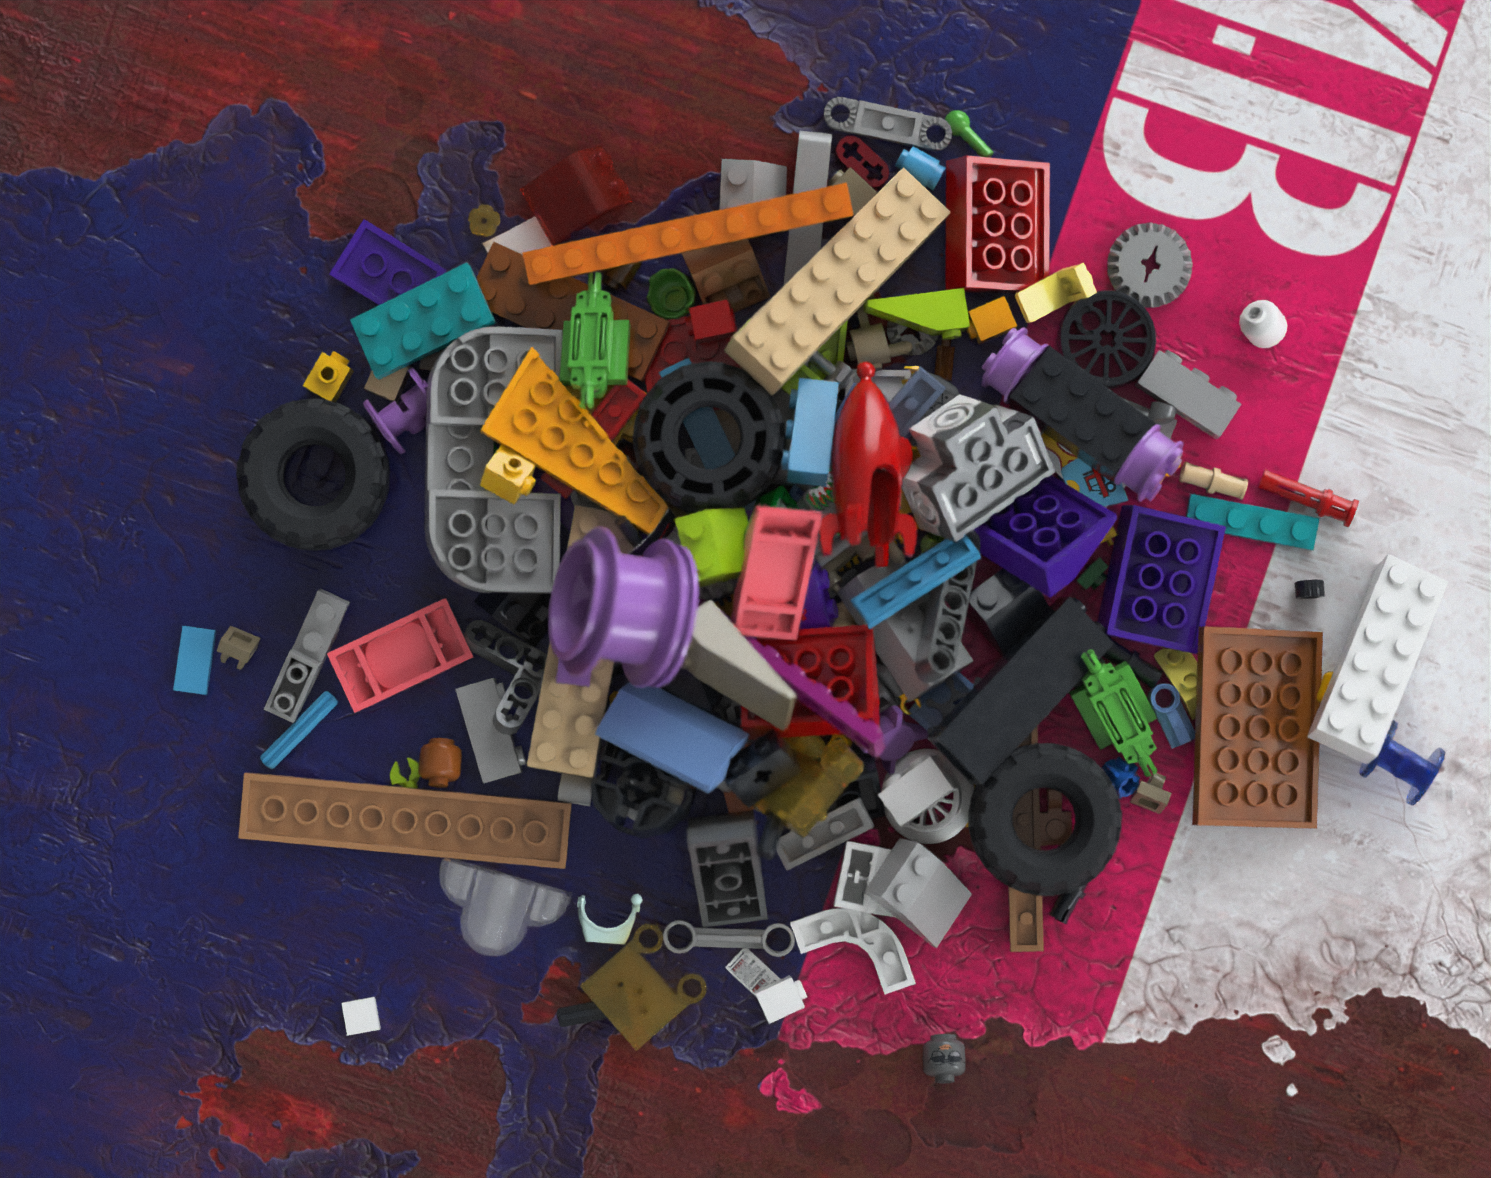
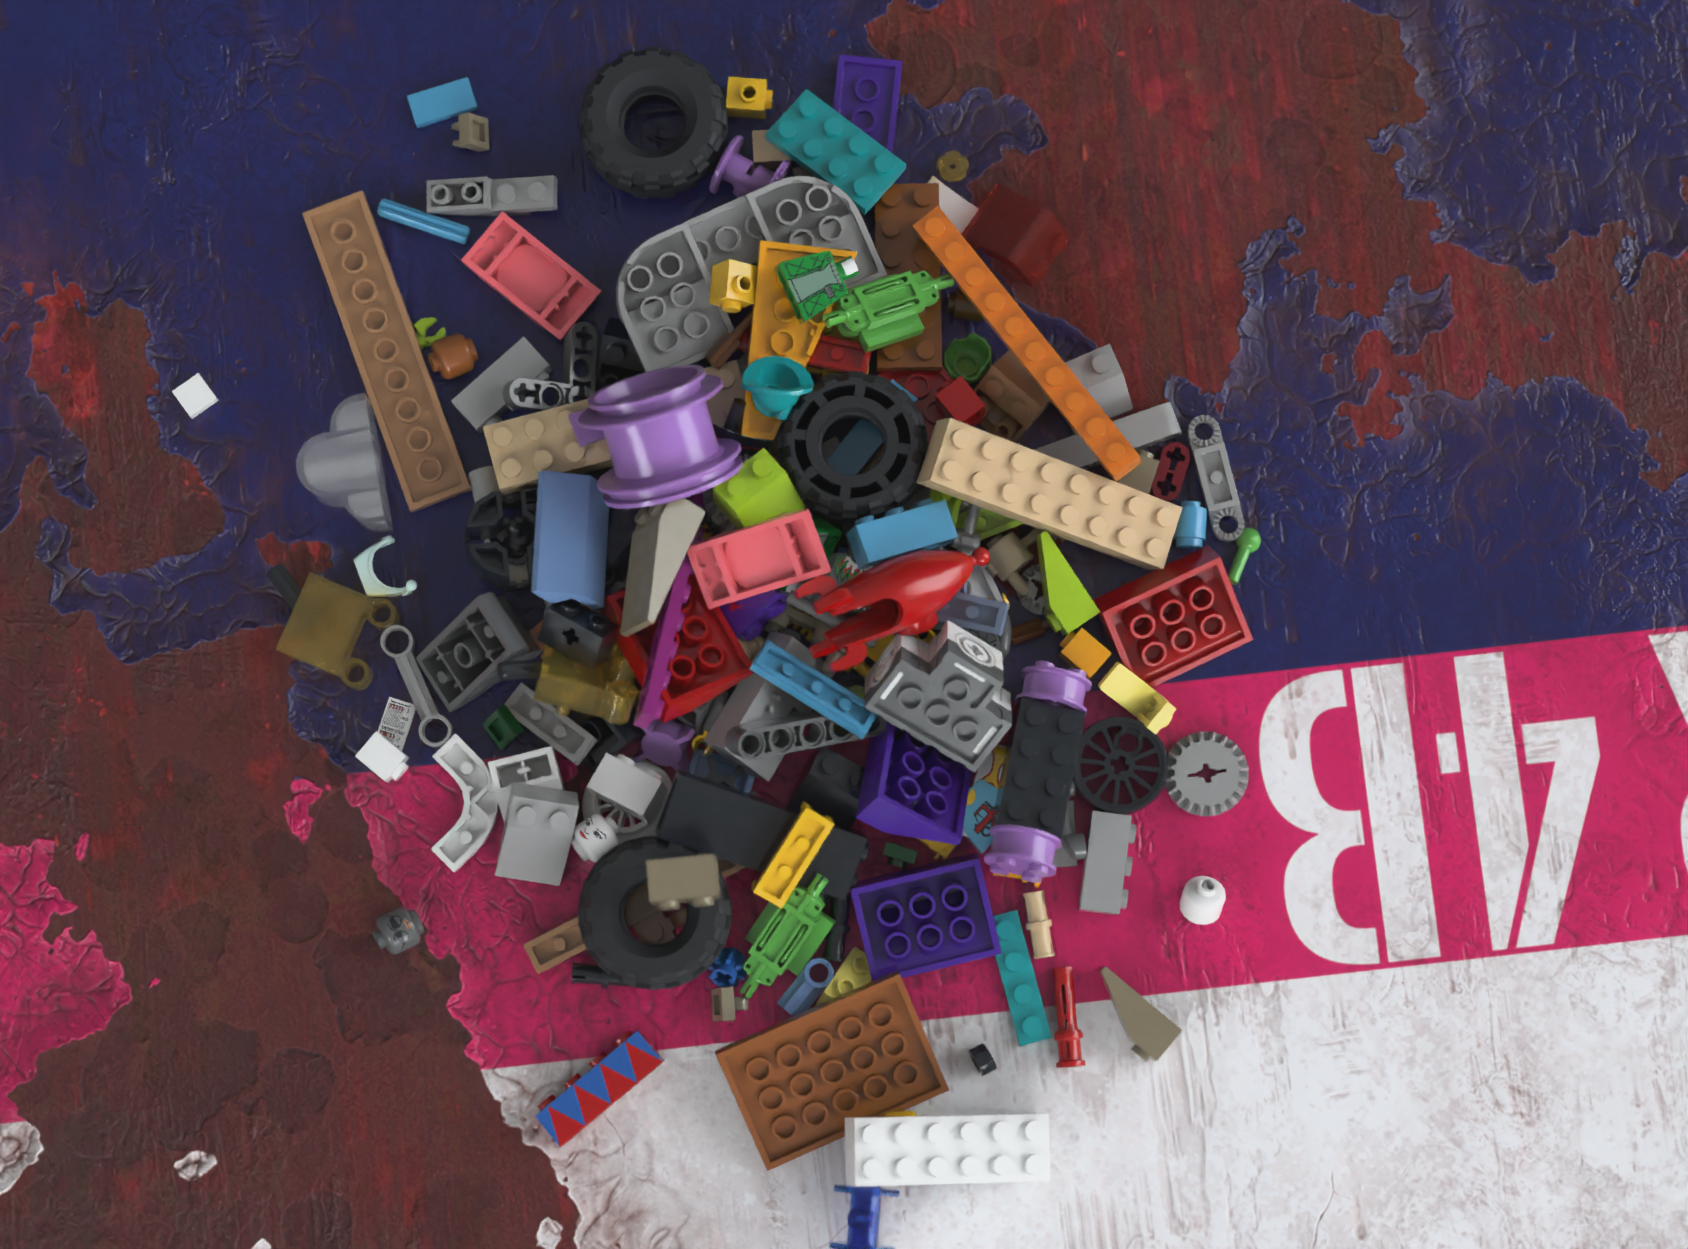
camera: 65 degrees right, 5 degrees down
(545, 399) = (814, 282): none -> torso
(559, 505) = (727, 344): none -> reddish brown axle
(622, 479) = (776, 384): none -> teal helmet
(804, 877) = (503, 727): none -> dark green tile
(950, 840) = (595, 837): none -> white head
(1039, 779) = (683, 880): none -> dark tan piece
(1057, 670) = (793, 856): none -> yellow container
(1172, 944) = (599, 1088): none -> brick
(1344, 431) = (1142, 1022): none -> dark tan slope

